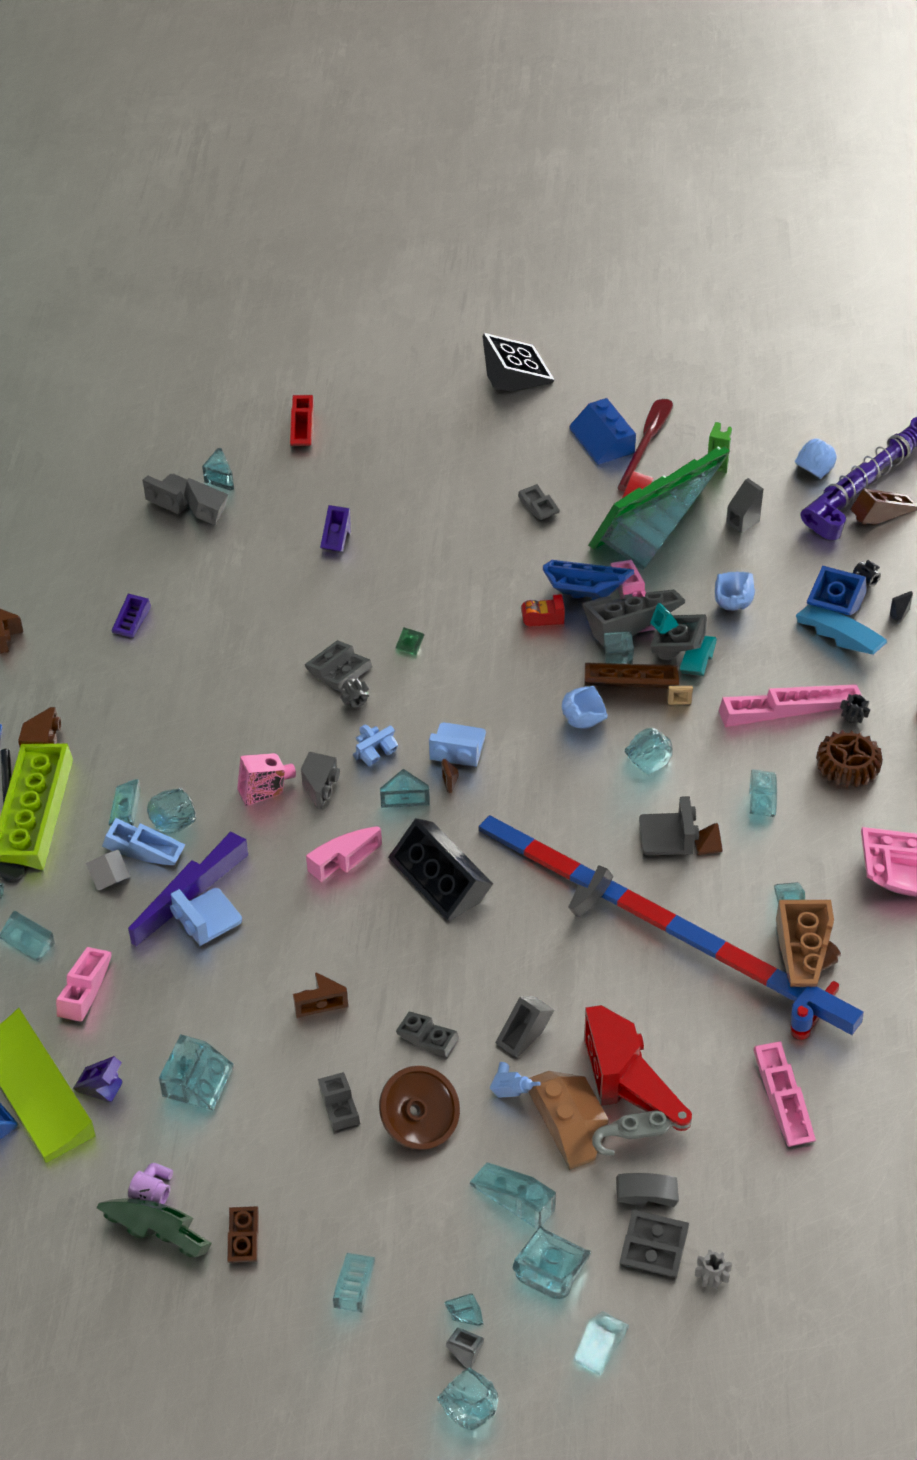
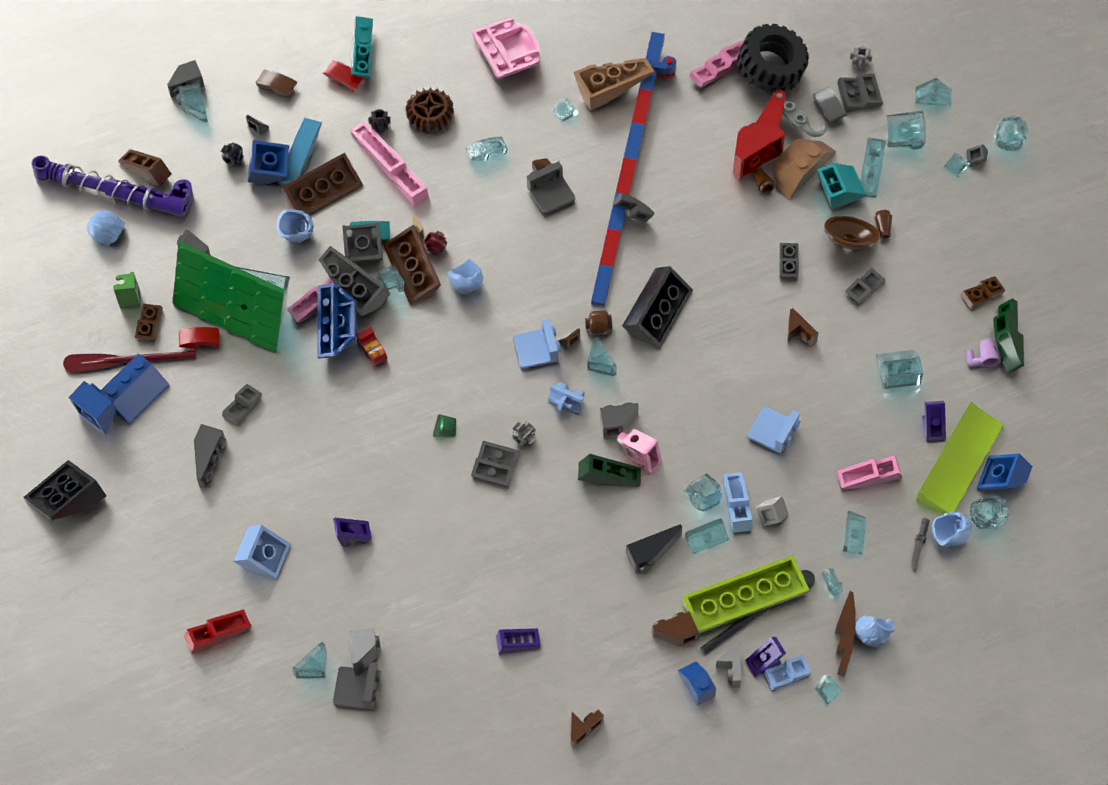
camera: 115 degrees left, 15 degrees up
(144, 743) = (649, 550): none -> black slope
(192, 882) = (757, 452): dark purple slope -> none
(261, 738) = (606, 471): none -> dark green slope
(343, 852) = (675, 370): bright pink slope -> none
(351, 1301) = (983, 227): clear light blue slope -> none
(360, 468) = (262, 551): none -> light blue slope
(418, 1164) = (883, 221): none -> reddish brown cone
(453, 808) = (599, 322): none -> reddish brown head
(496, 460) = (207, 447): none -> dark grey slope
(502, 1132) = (840, 184): none -> teal slope
(510, 1083) = (802, 197): light blue piece -> none
(524, 1025) = (753, 207): dark grey slope -> none
(562, 1055) = (763, 181): none -> reddish brown cone
(591, 387) = (93, 405): none -> blue slope
(649, 701) = (435, 242): none -> dark red gear
(650, 750) = (483, 225): clear light blue hair -> none
(663, 620) = (357, 254): teal slope -> none
(671, 460) = (148, 322): none -> reddish brown slope
(757, 1102) = (780, 42): none -> black tyre
(784, 635) = (322, 185): none -> reddish brown slope

